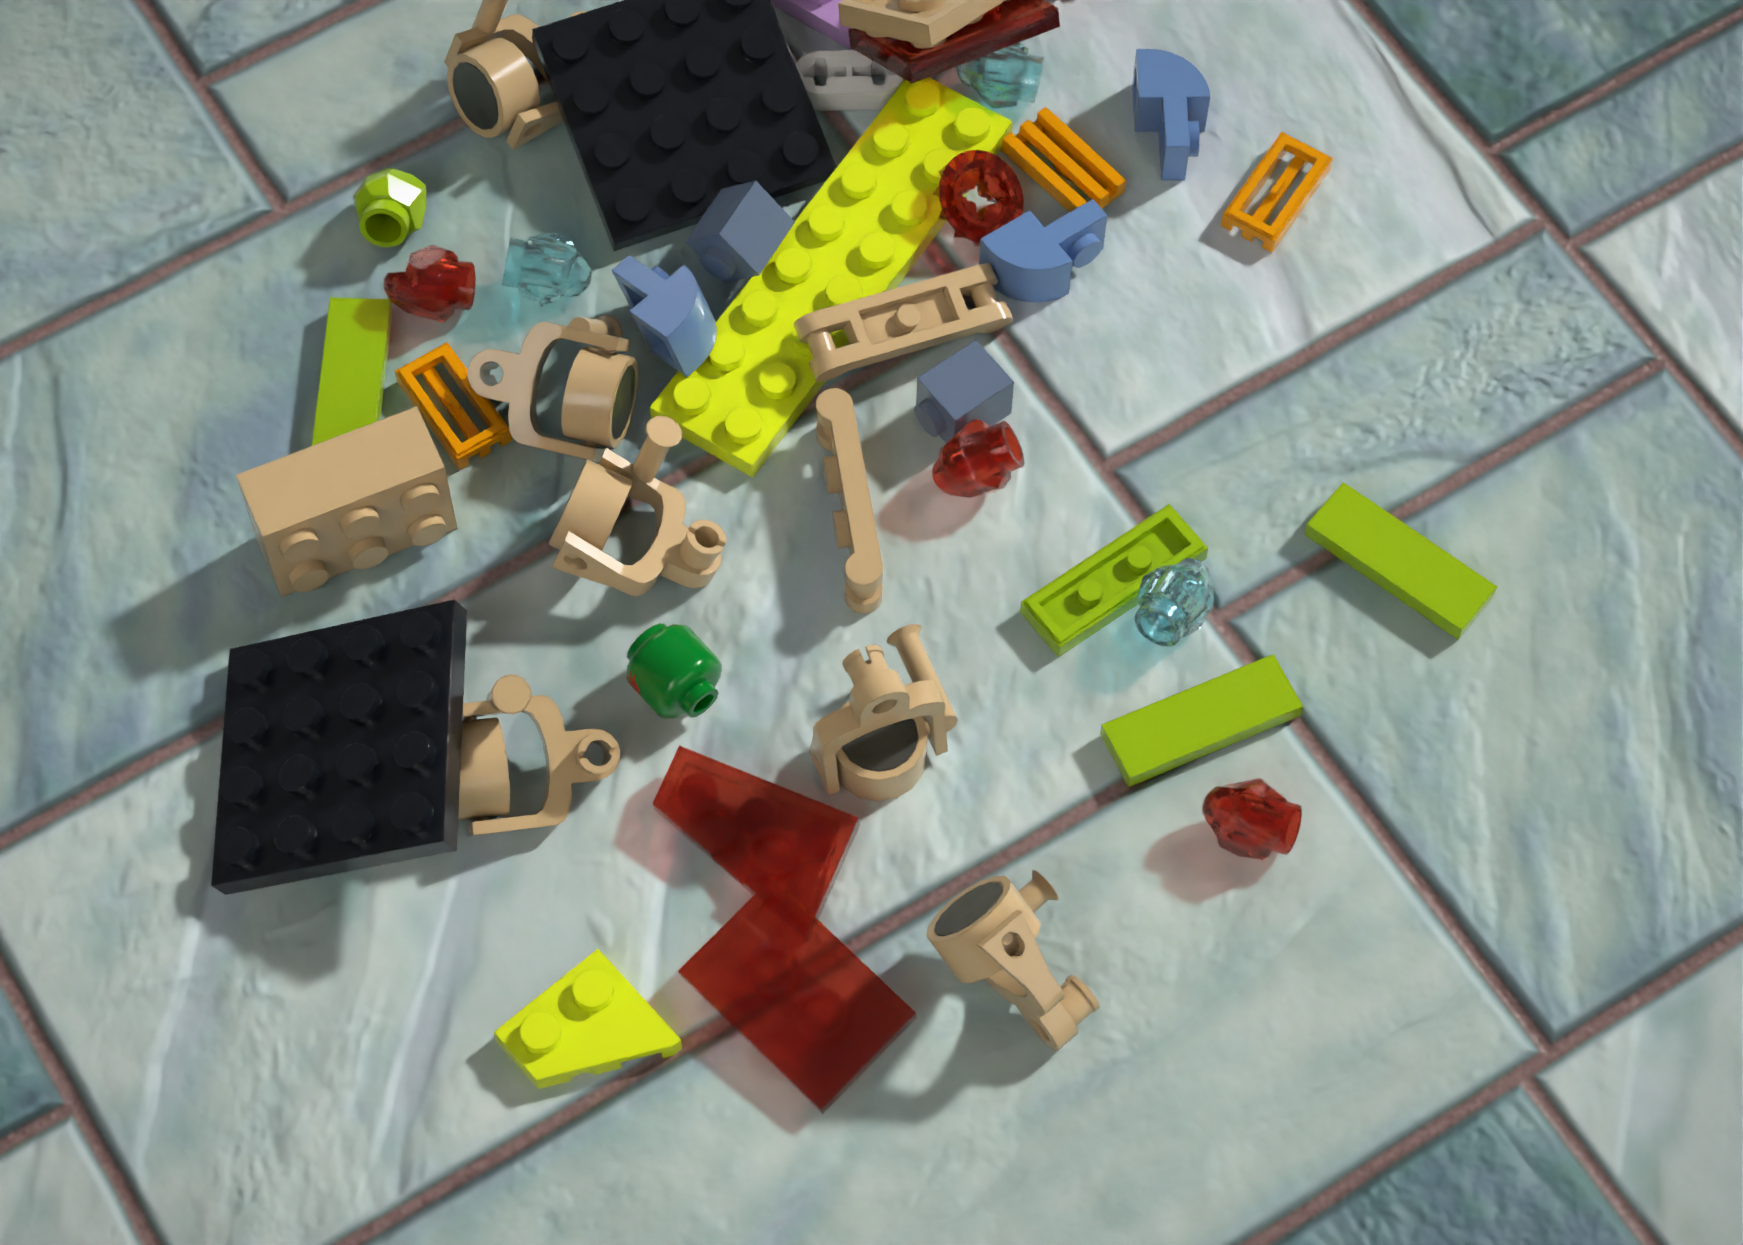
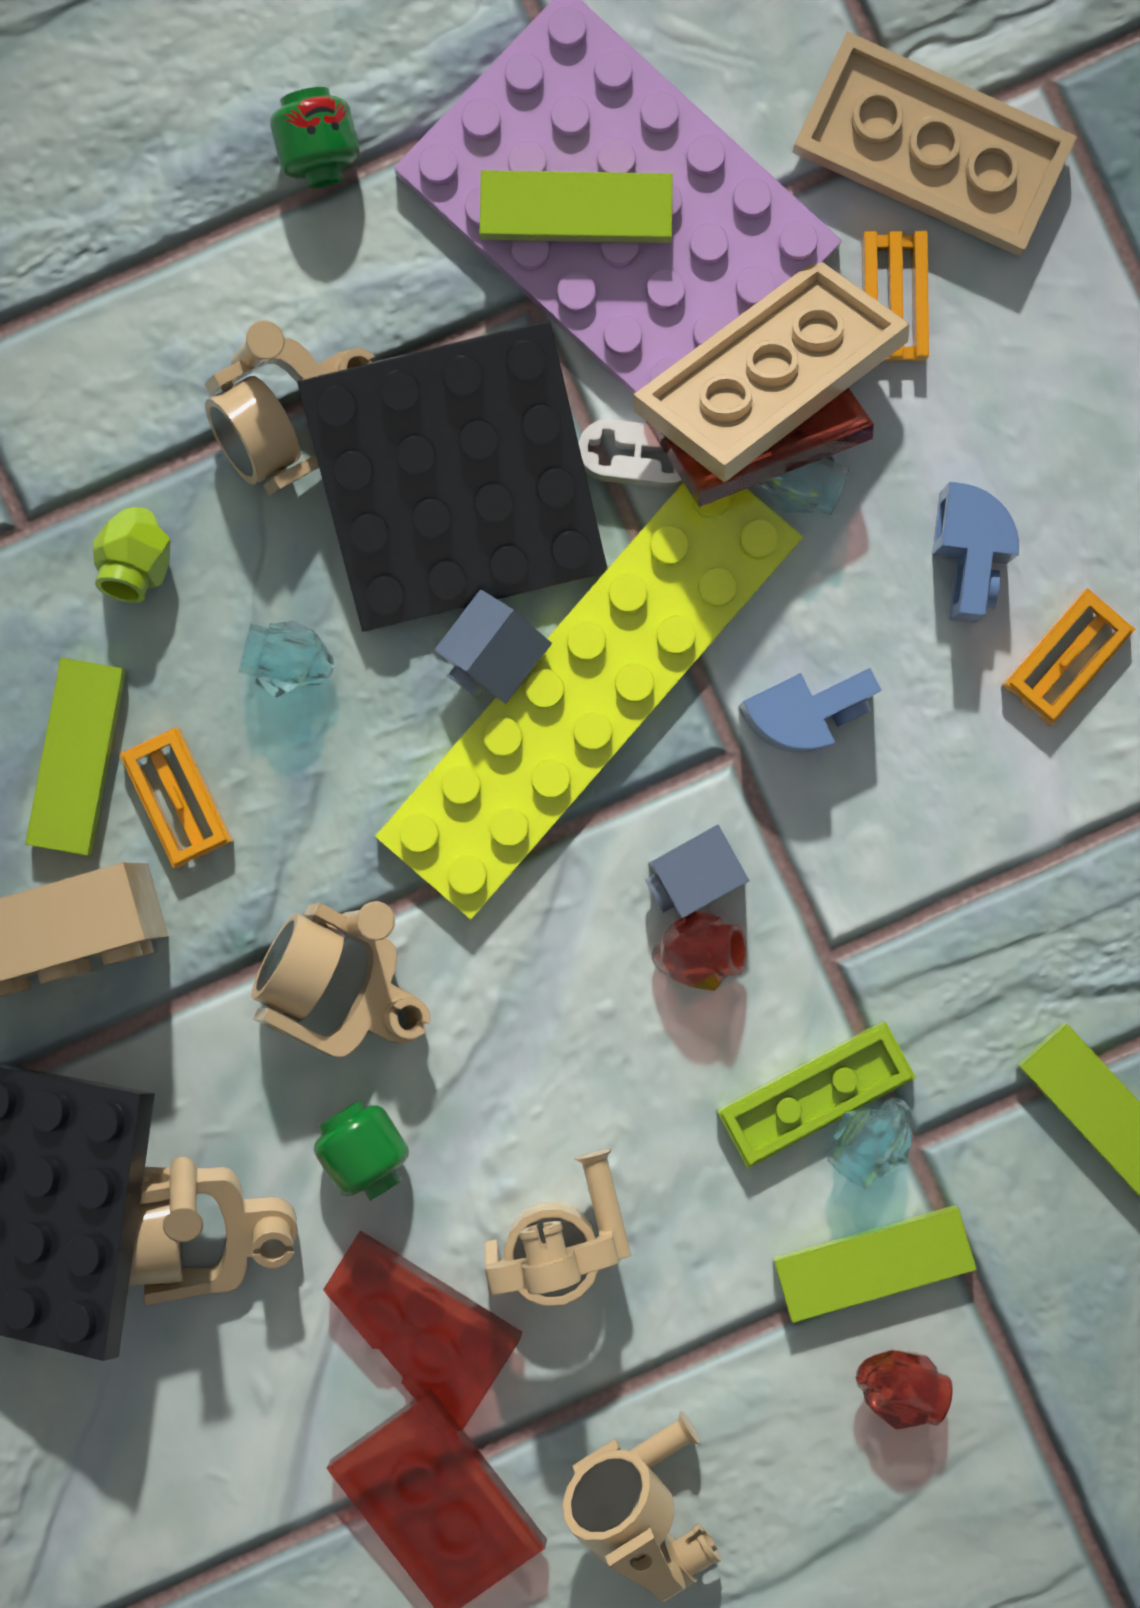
camera: 10 degrees right, 25 degrees up
(432, 284) = (165, 662): clear red rock -> none
(584, 1026) = (235, 1499): neon yellow wing -> none
(596, 395) = (322, 824): tan piece -> none
(669, 313) = (415, 745): medium blue brick -> none
(855, 523) = (564, 1005): tan plate -> none
(903, 320) = (648, 781): tan plate -> none
(993, 181) = (764, 655): clear red gear -> none
(1070, 158) = (869, 580): light orange tile -> none

